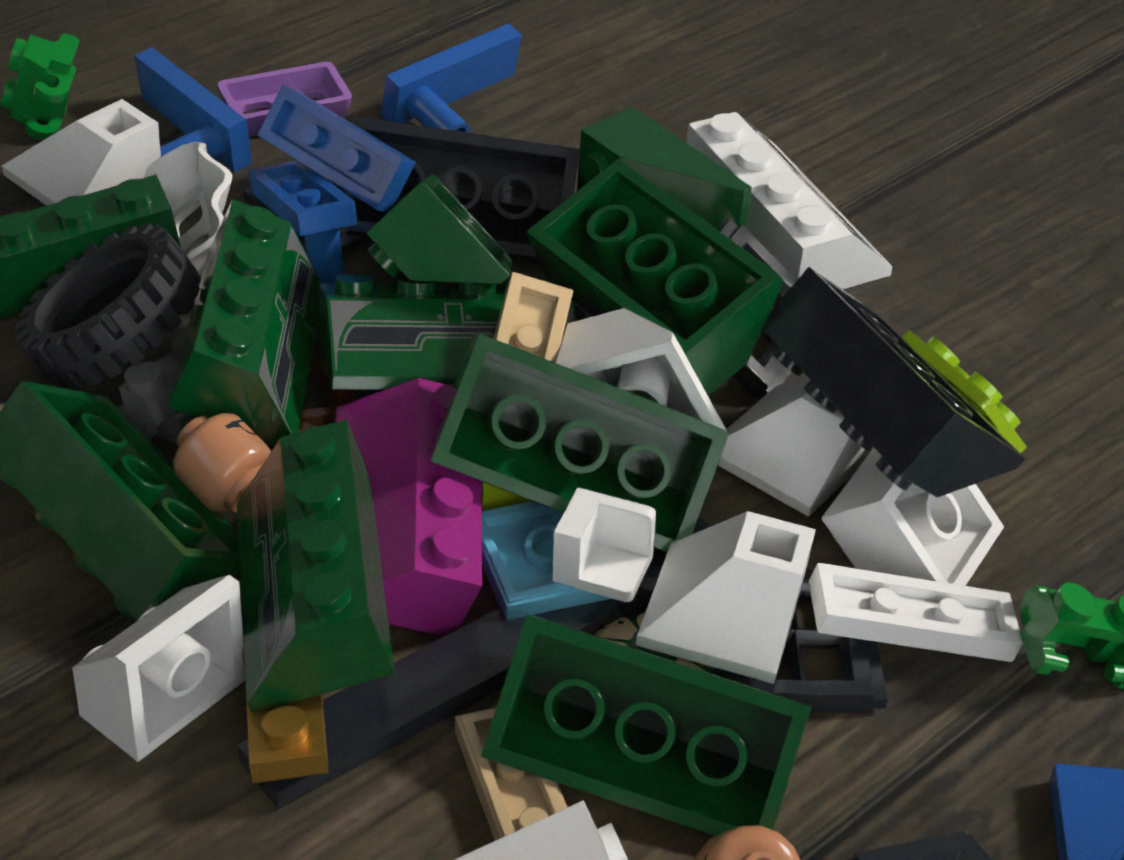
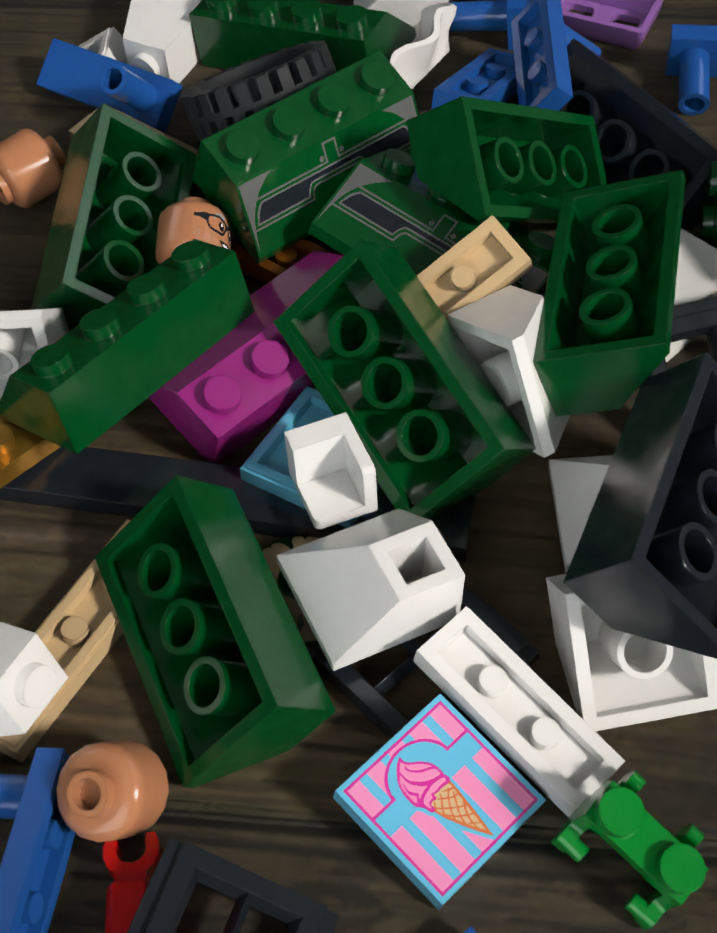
camera: 55 degrees right, 10 degrees up
(938, 710) = (438, 800): none -> tile

